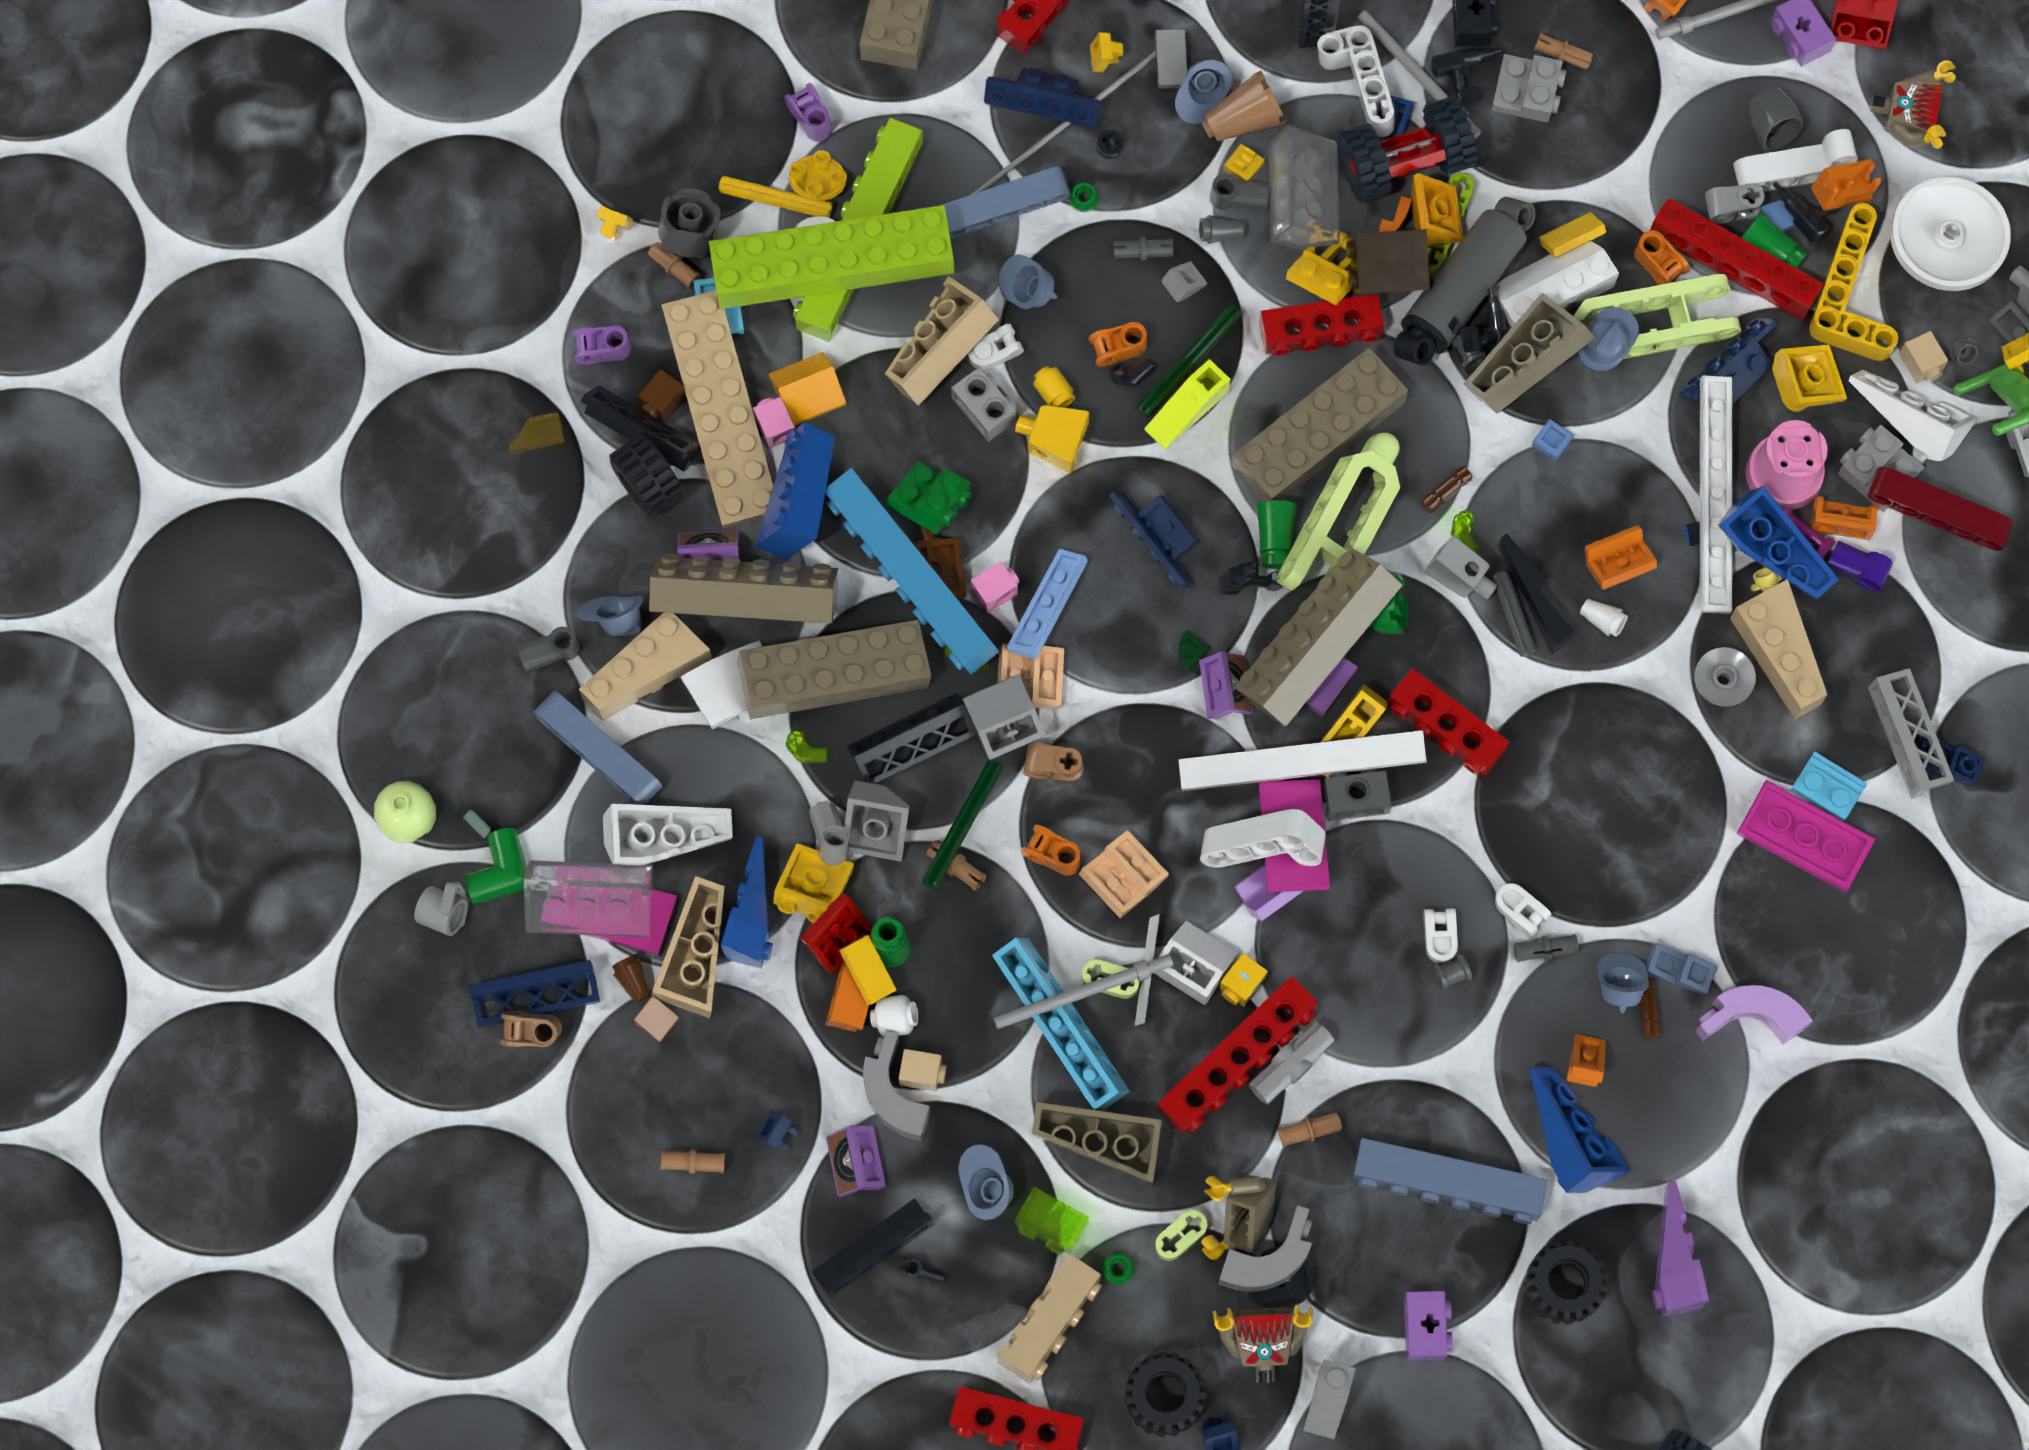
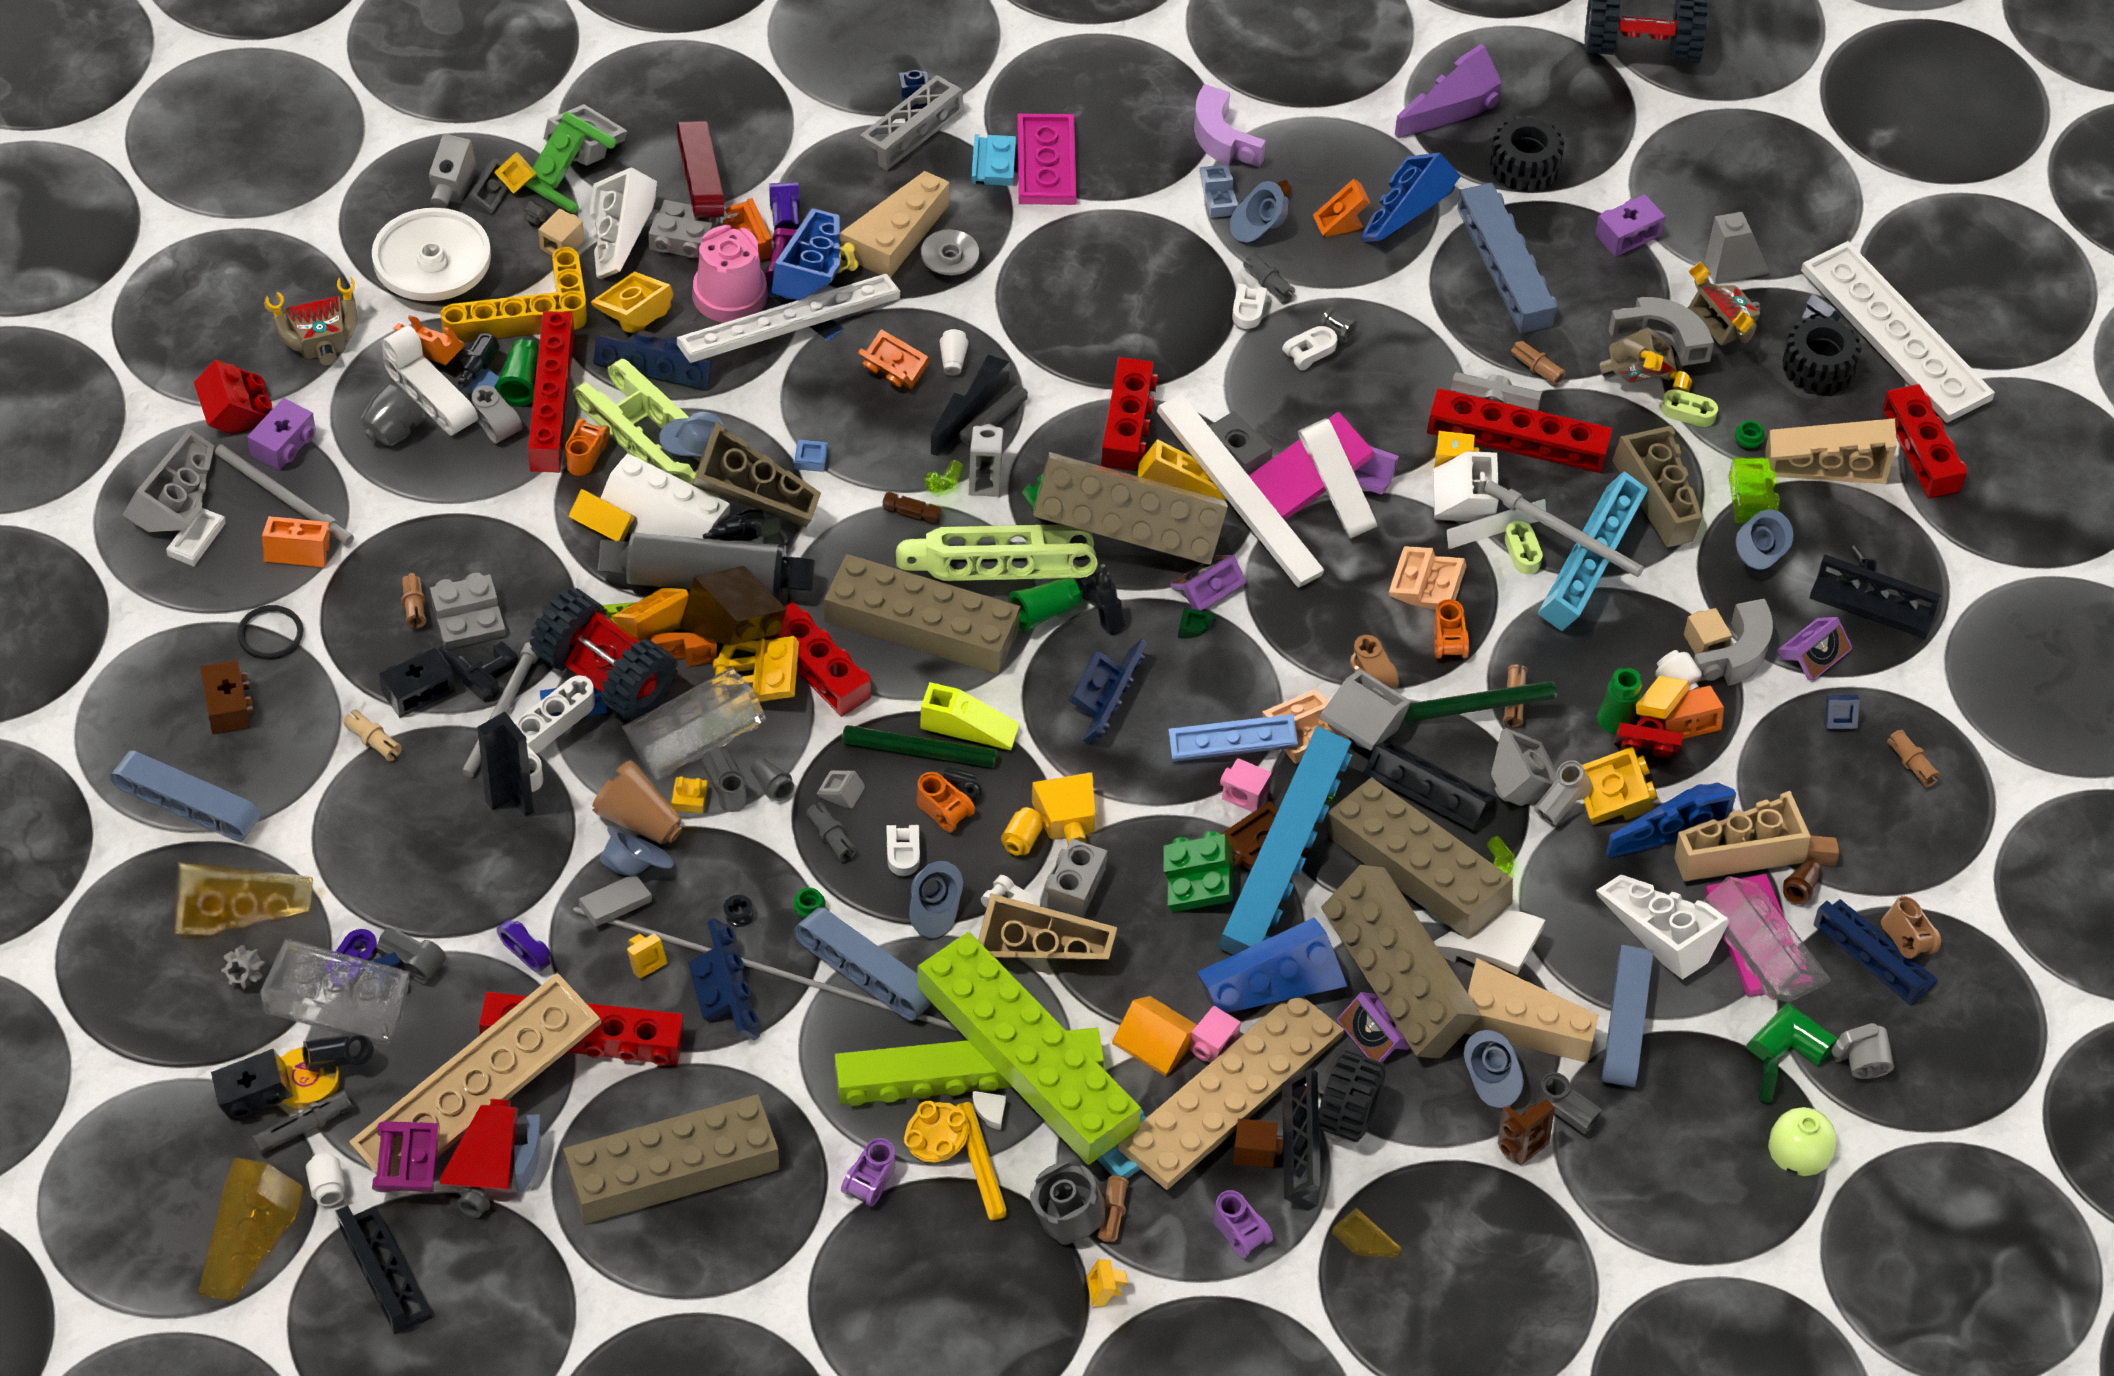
camera: 125 degrees left, 20 degrees down
(538, 580) = (1525, 1134): none -> reddish brown bracket
(1084, 287) = (903, 857): none -> white plate

